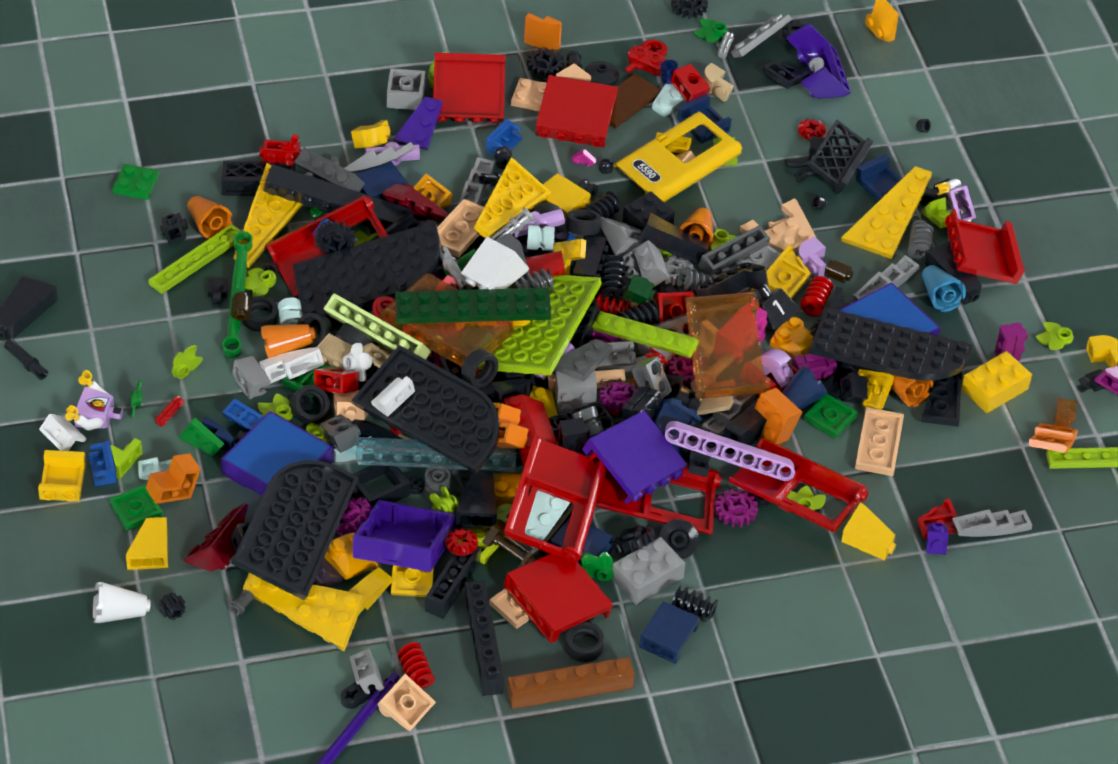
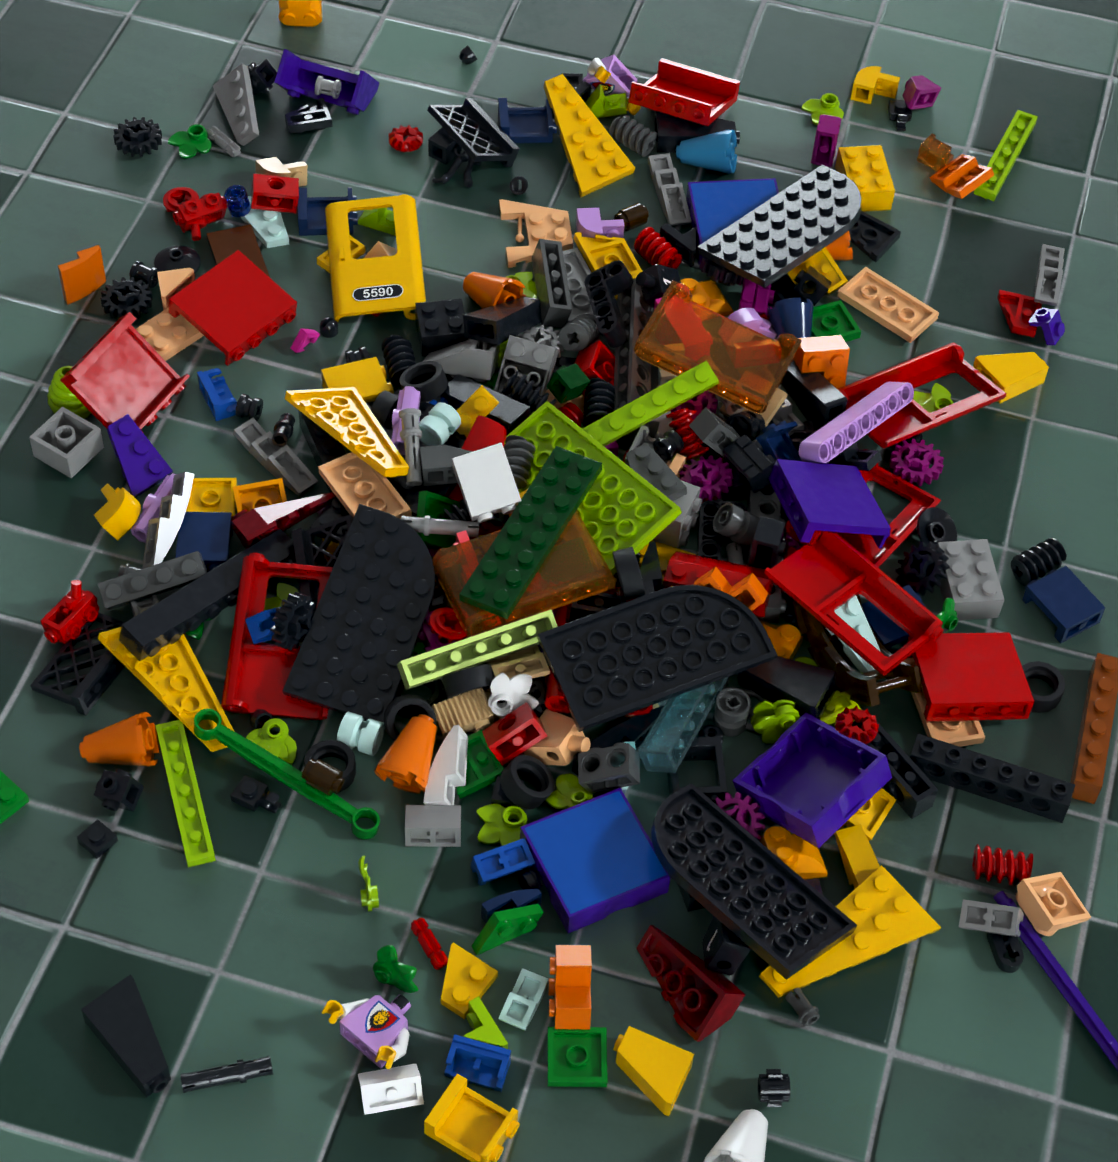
camera: 60 degrees left, 5 degrees up
(141, 238) = (97, 839): none -> black plate
(157, 437) = (465, 980): none -> yellow wing
(393, 395) = (613, 679): white panel -> none
(417, 168) = (212, 495): none -> yellow plate
(627, 361) = (668, 445): none -> black wheel

